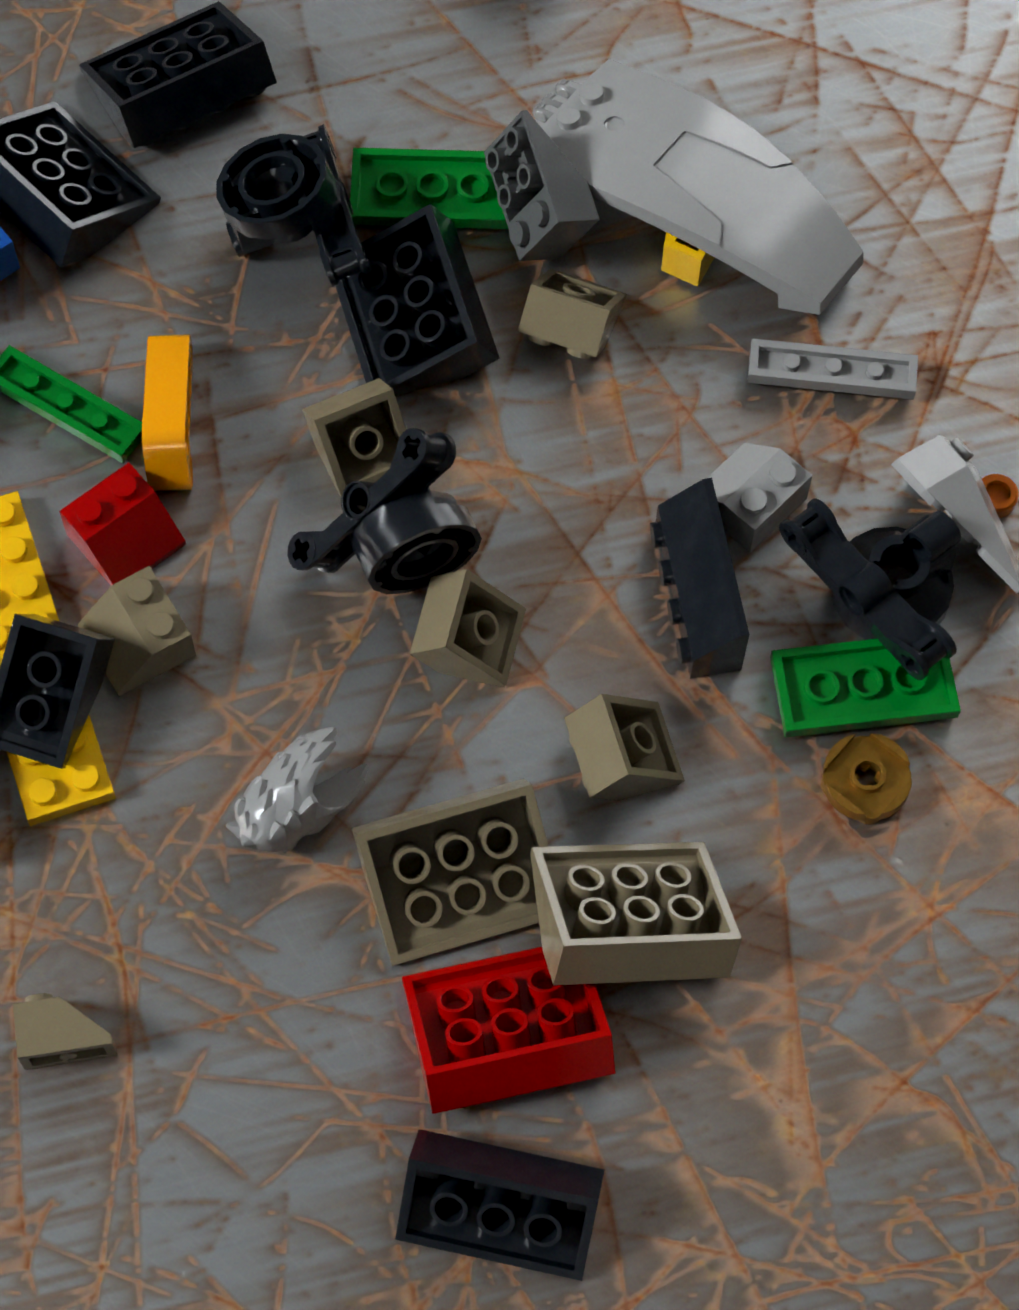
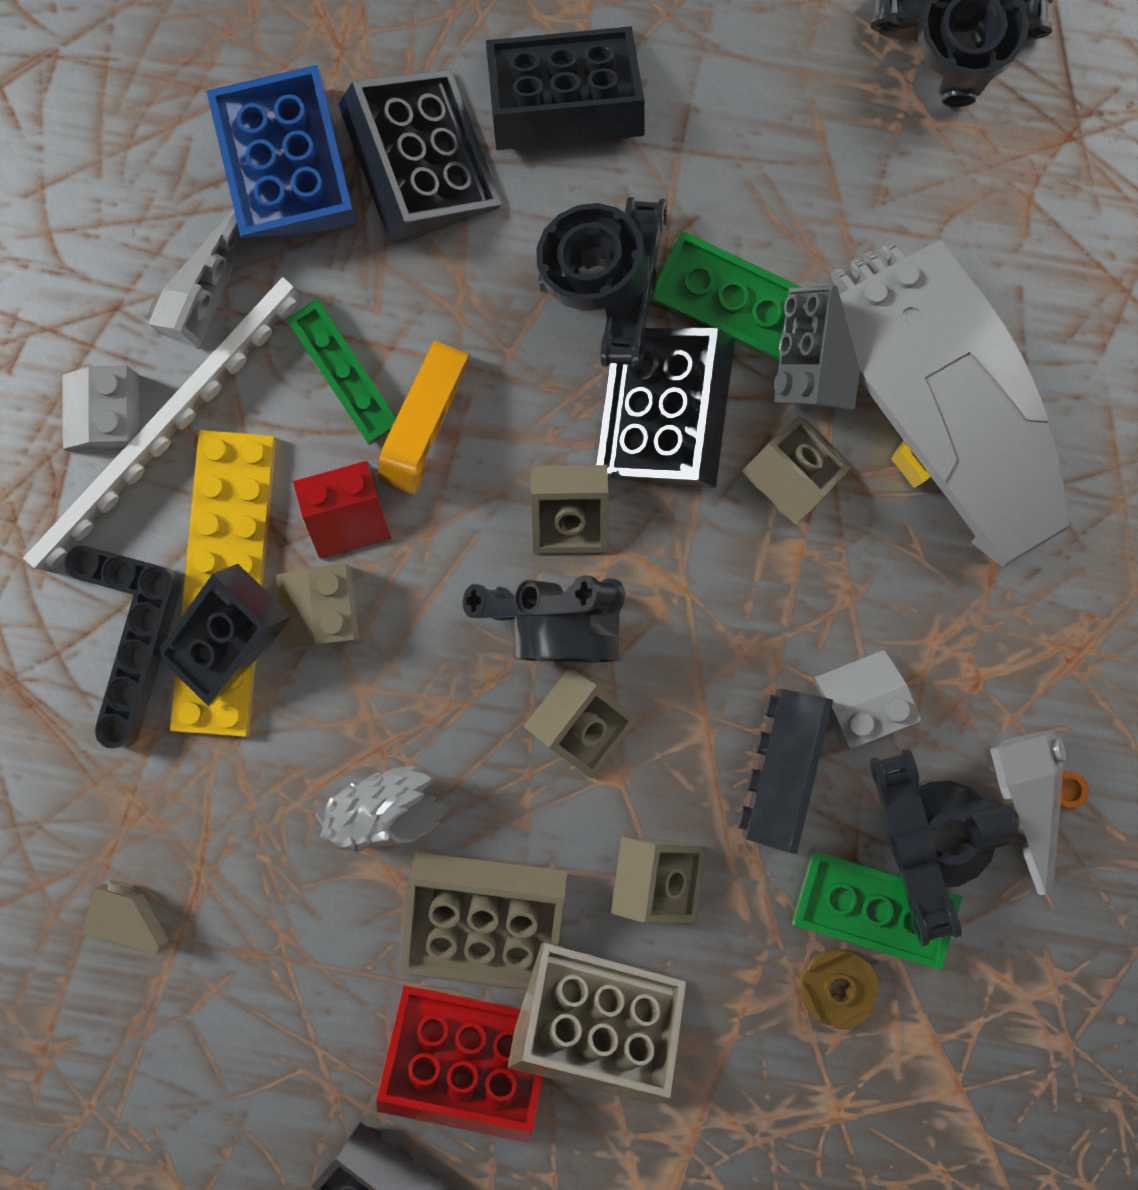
camera: 25 degrees right, 20 degrees up
(833, 368) = (990, 617): light grey plate -> none

